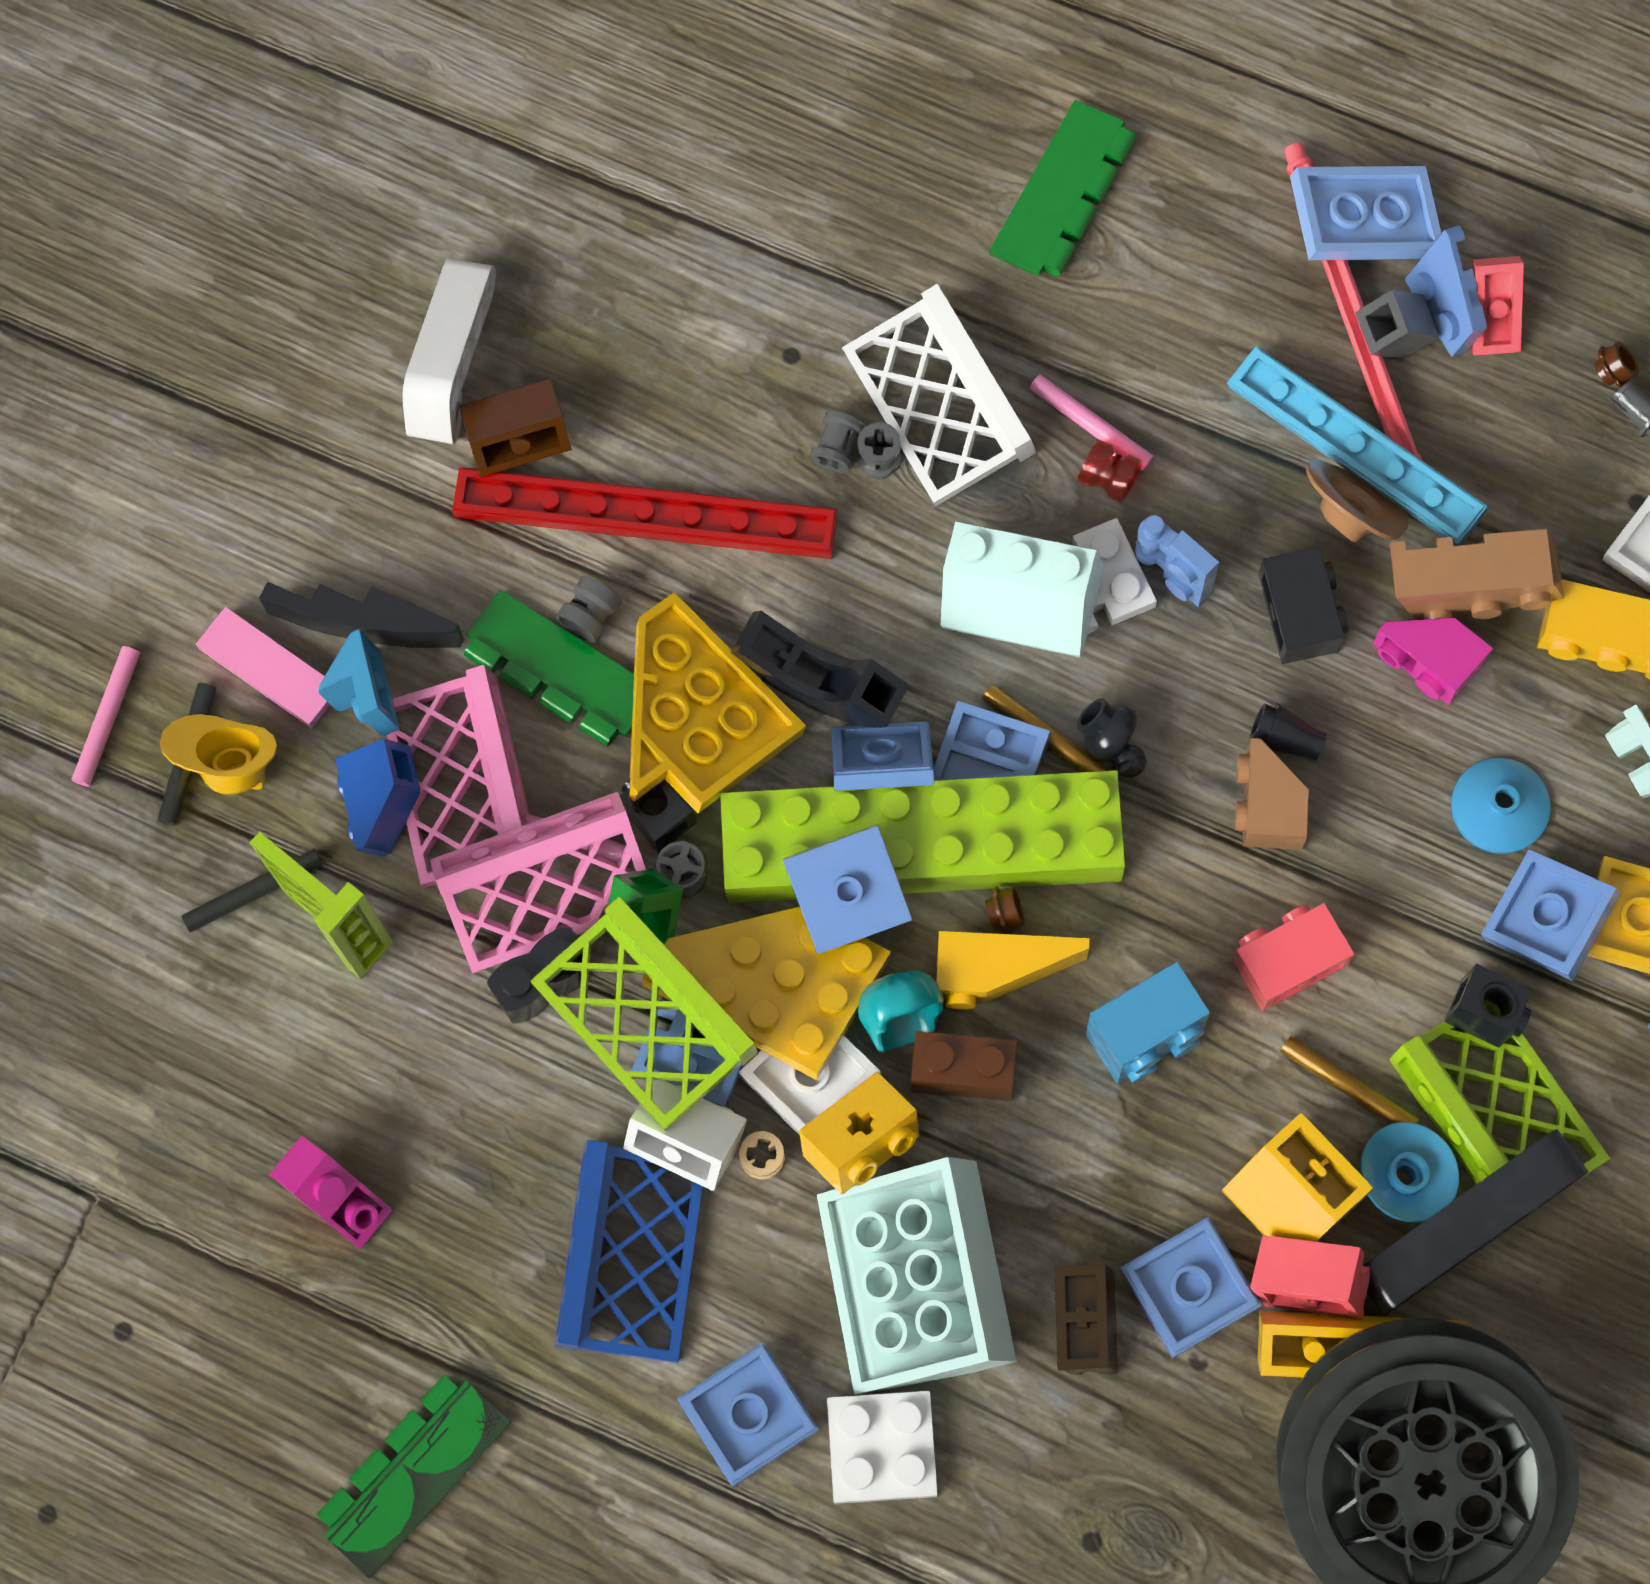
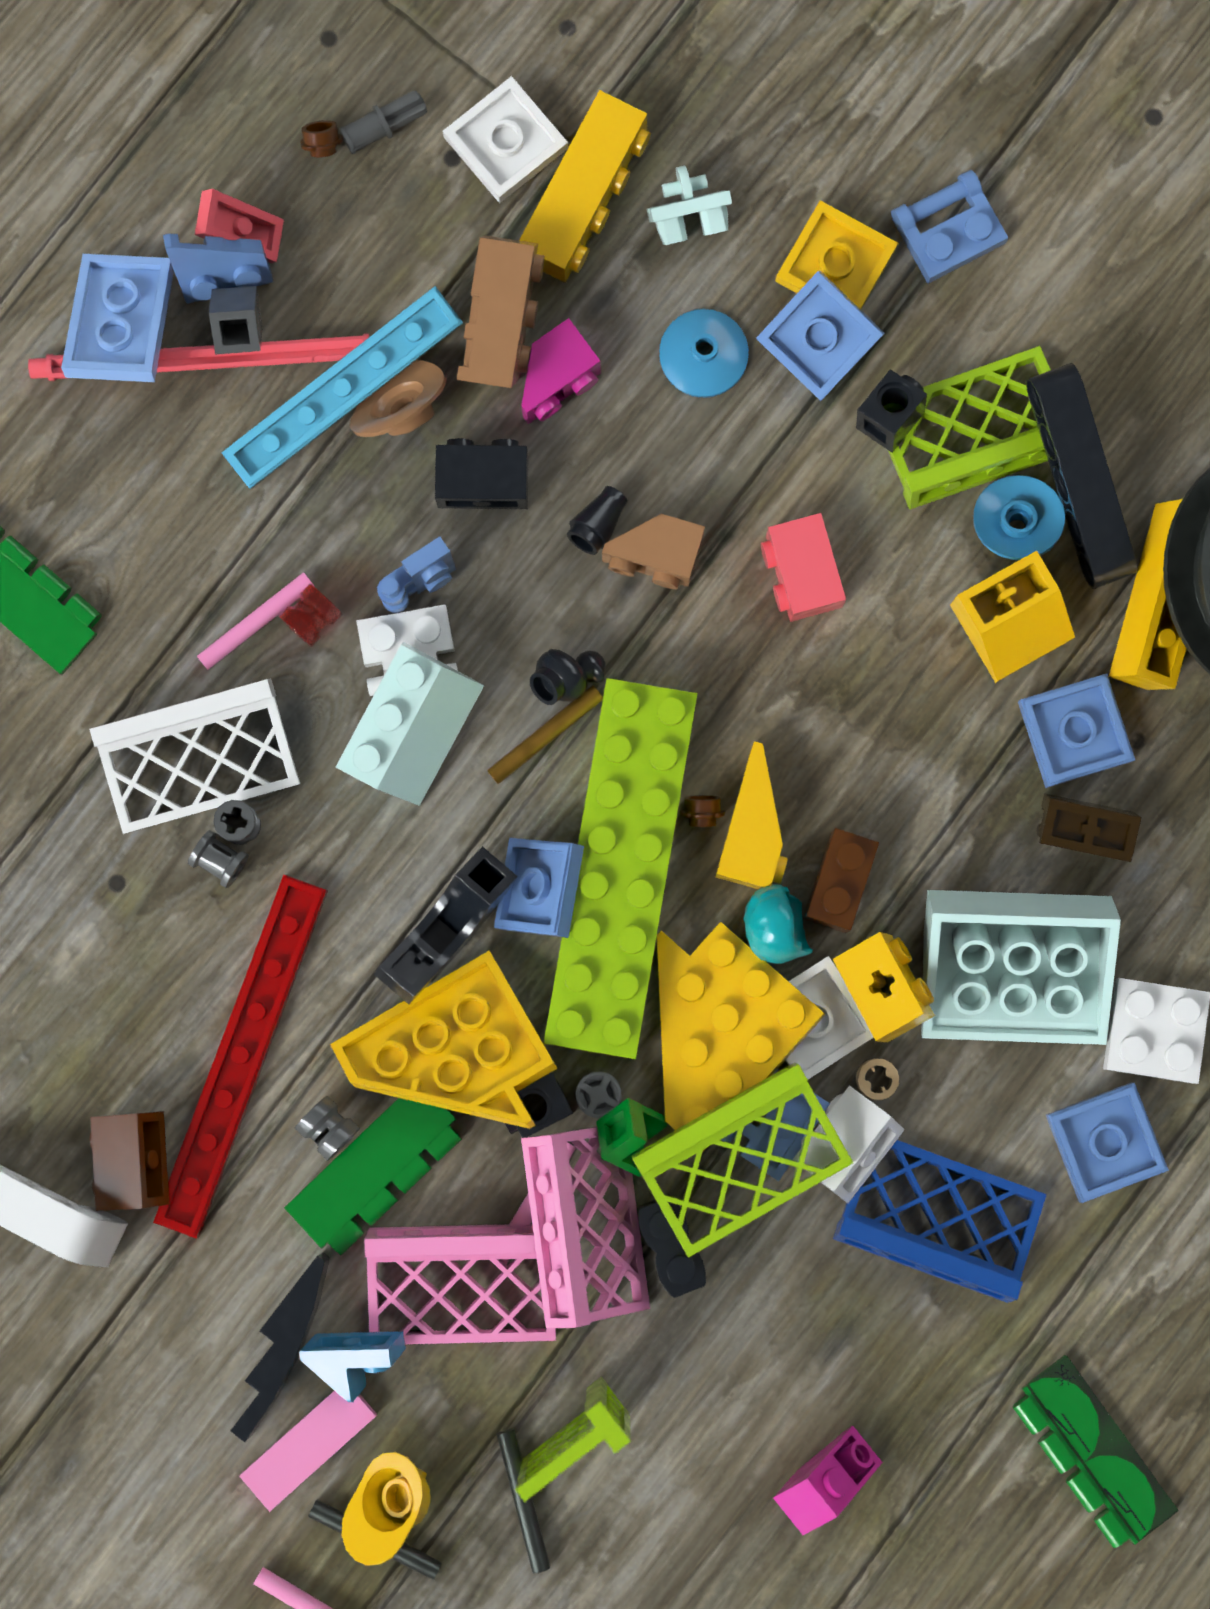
camera: 80 degrees left, 10 degrees up
(378, 793) = (463, 1363): blue slope -> none
(847, 889) = (665, 947): medium blue plate -> none
(989, 746) = (551, 790): medium blue wing -> none
(1148, 1024) = (845, 707): dark azure brick -> none
(1311, 1277) = (1094, 624): coral hinge -> none
(1346, 1082) = (924, 550): pearl gold bar -> none

